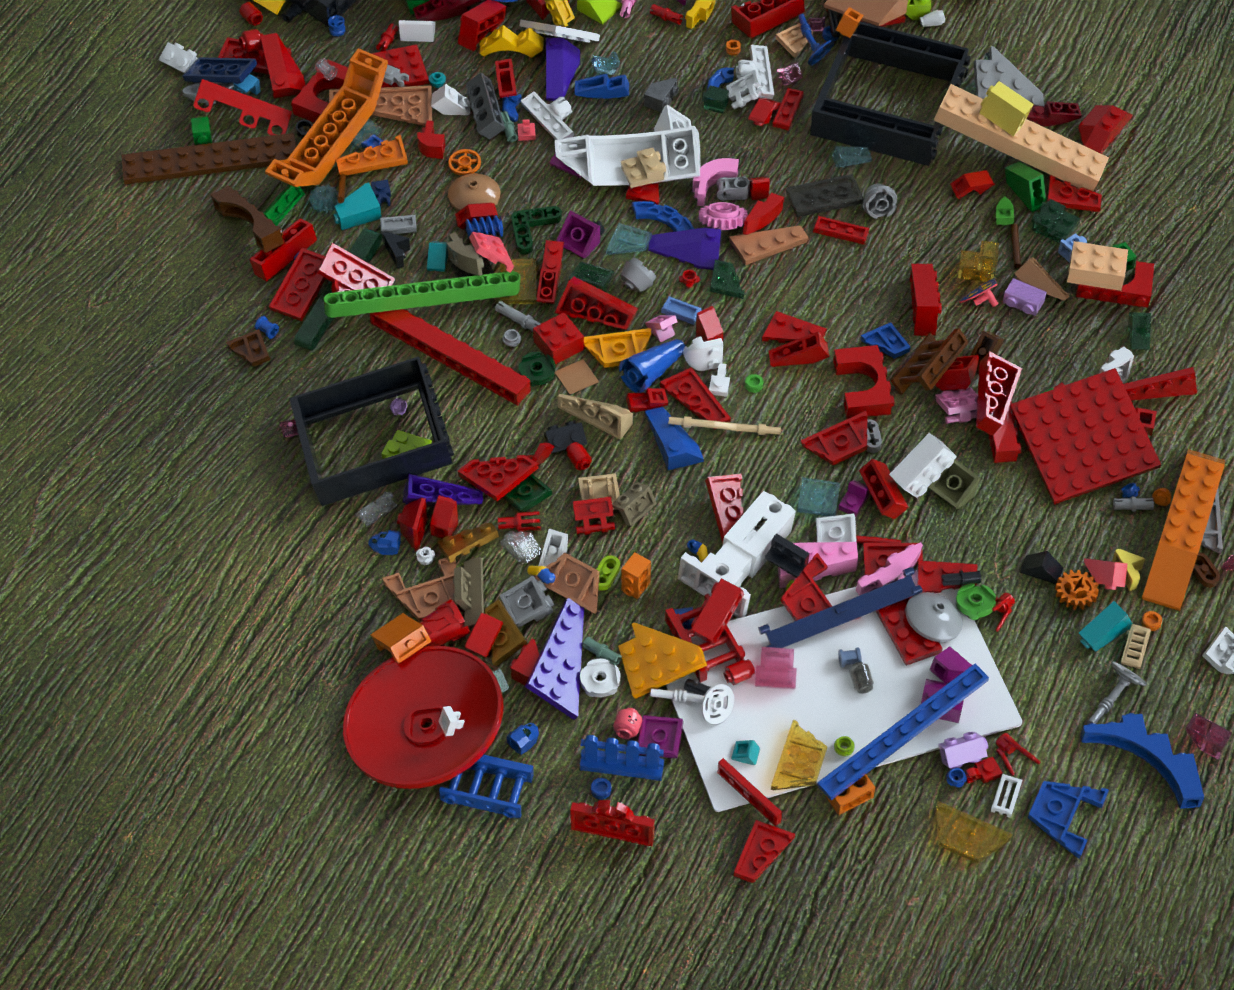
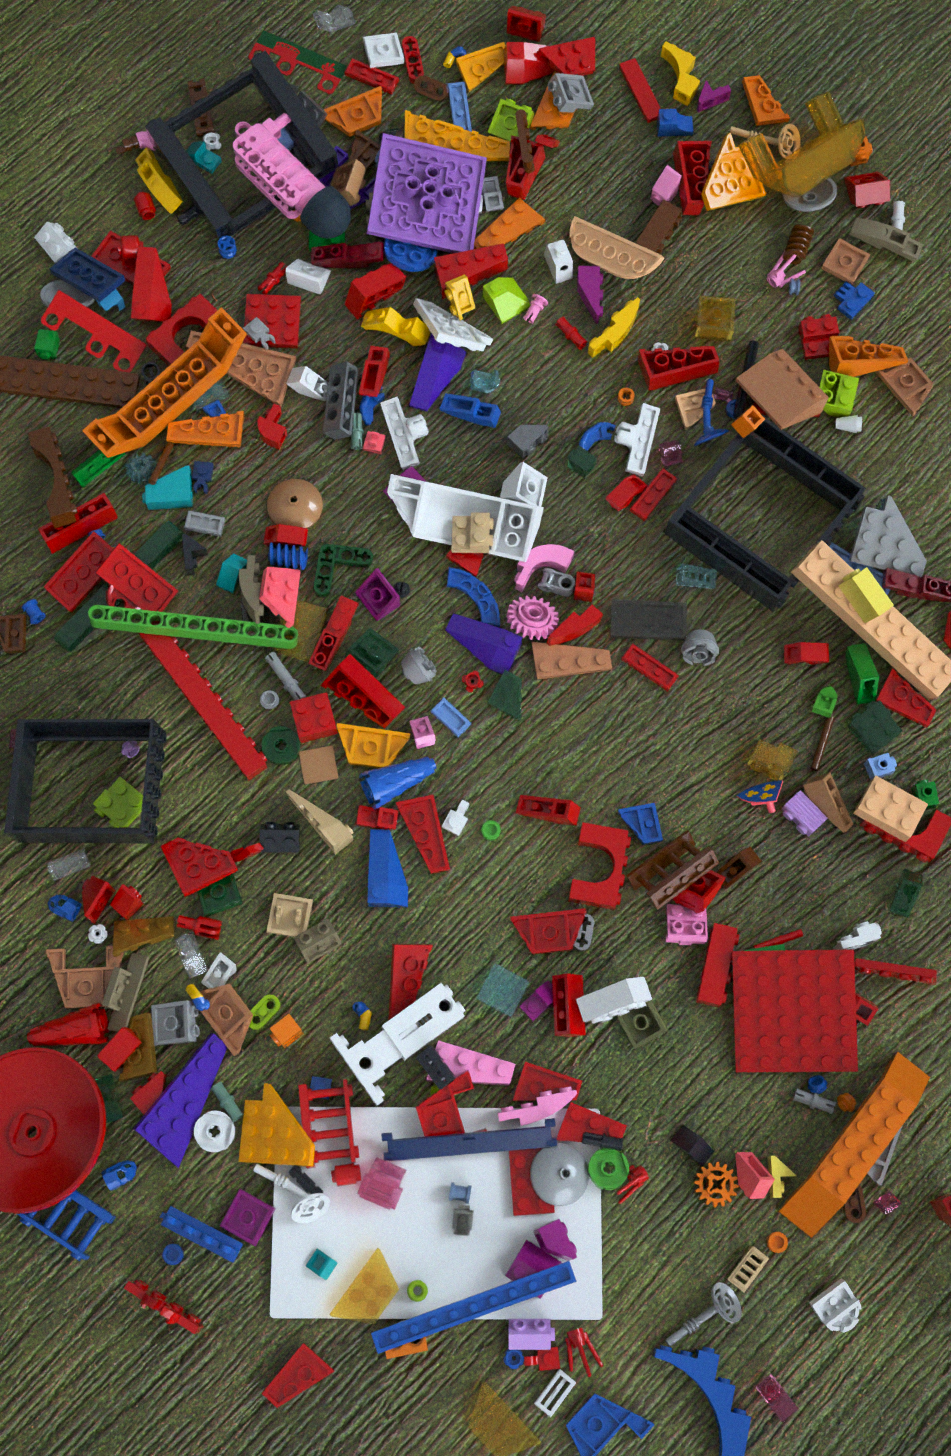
camera: 15 degrees right, 20 degrees up
(326, 69) = (191, 309): clear bush -> none
(401, 637) = (36, 1030): orange panel -> none
(421, 487) = (126, 868): dark purple wedge -> none
(437, 79) = (306, 351): teal plate -> none
(450, 721) = (40, 1155): white tile -> none
(464, 162) = (298, 462): orange wheel -> none
(578, 456) = (284, 866): red brick -> none
(593, 509) = (275, 938): red plate -> none
(627, 723) = (220, 1194): coral head -> none
(628, 239) = (427, 614): clear light blue wing -> none
(705, 354) = (455, 789): white slope -> none
(708, 325) = (466, 757): slope -> none
(717, 611) = (343, 1110): red brick -> none
(742, 86) = (615, 455): white plate -> none
(749, 792) = (306, 1314): red tile -> none
(761, 429) = (404, 863): tan bar -> none
(789, 328) = (553, 777): red wing -> none
(836, 528) = (503, 1039): white plate -> none
(864, 539) = (540, 1059): red piece -> none
(925, 299) = (700, 783): red wedge -> none
(995, 391) = (720, 937): red wedge -> none
(1105, 627) = (725, 1240): teal slope -> none

